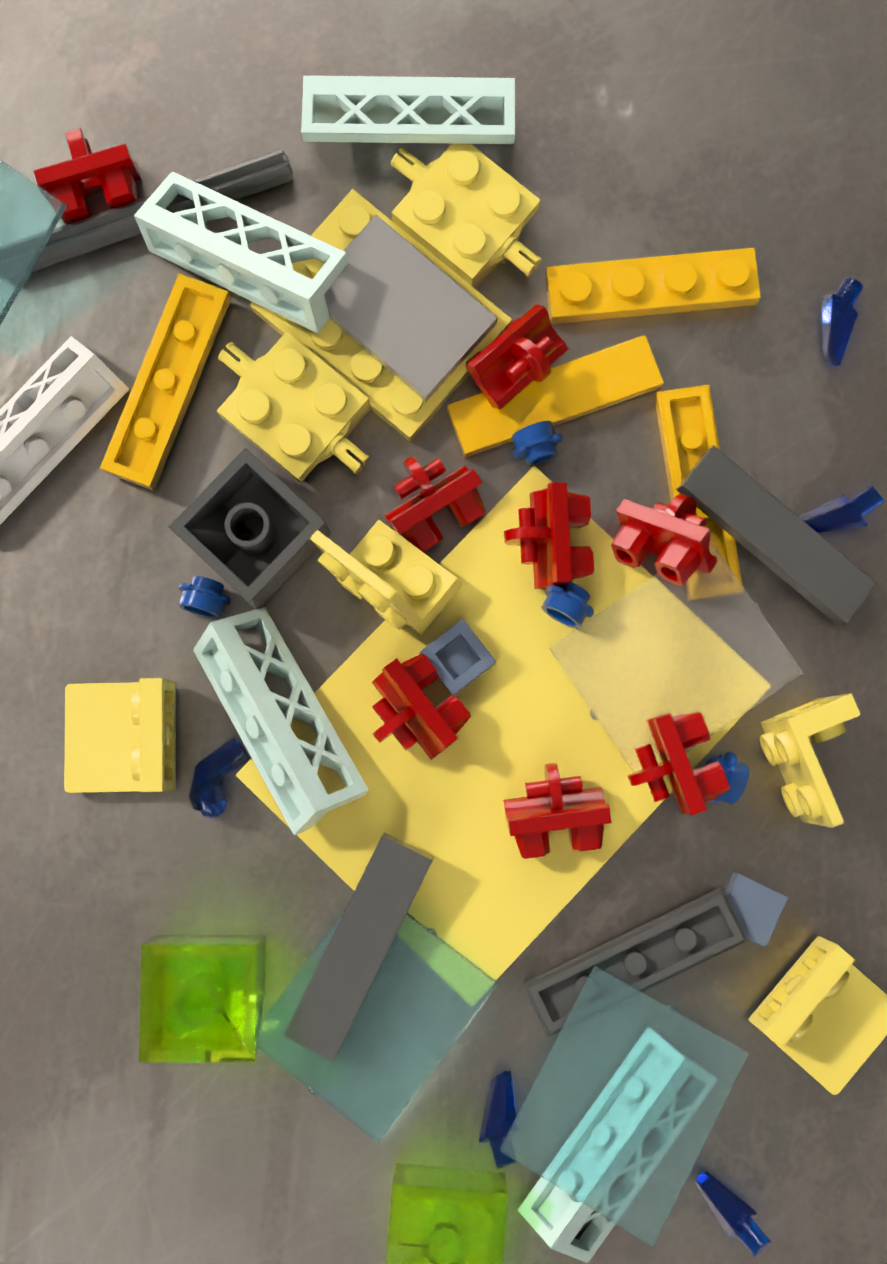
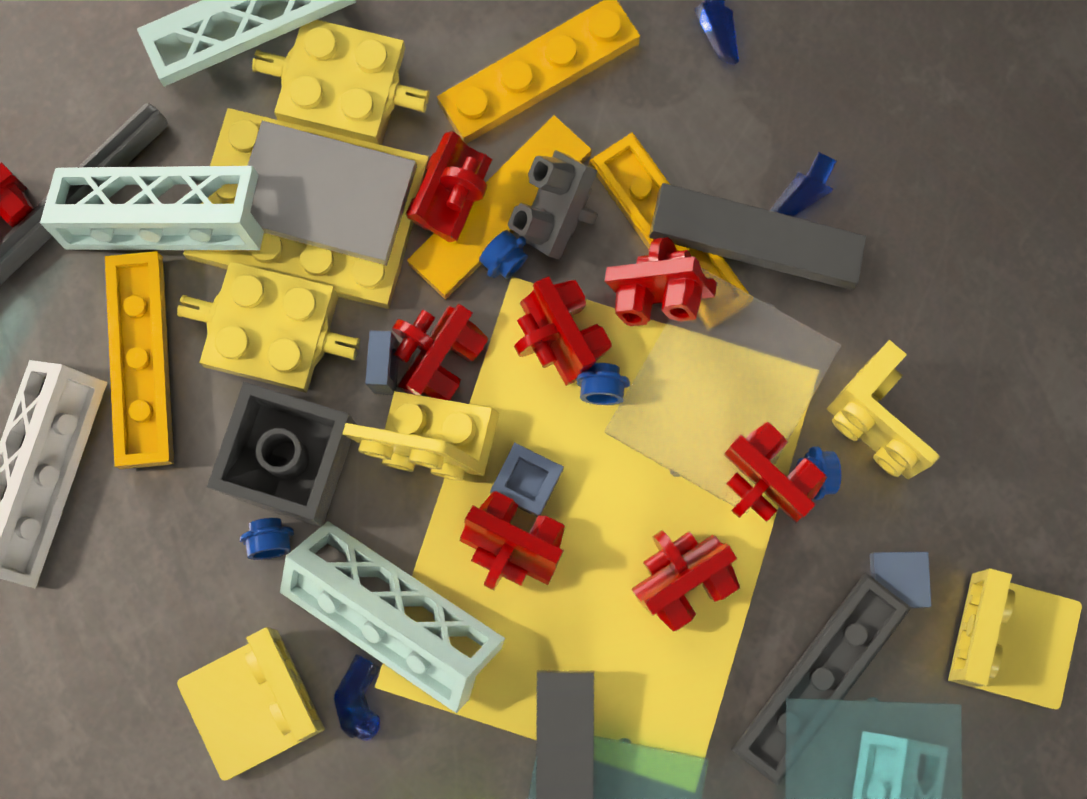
camera: 25 degrees left, 5 degrees down
(378, 489) = (381, 363): none -> sand blue tile
(608, 420) = (558, 205): none -> dark grey hips

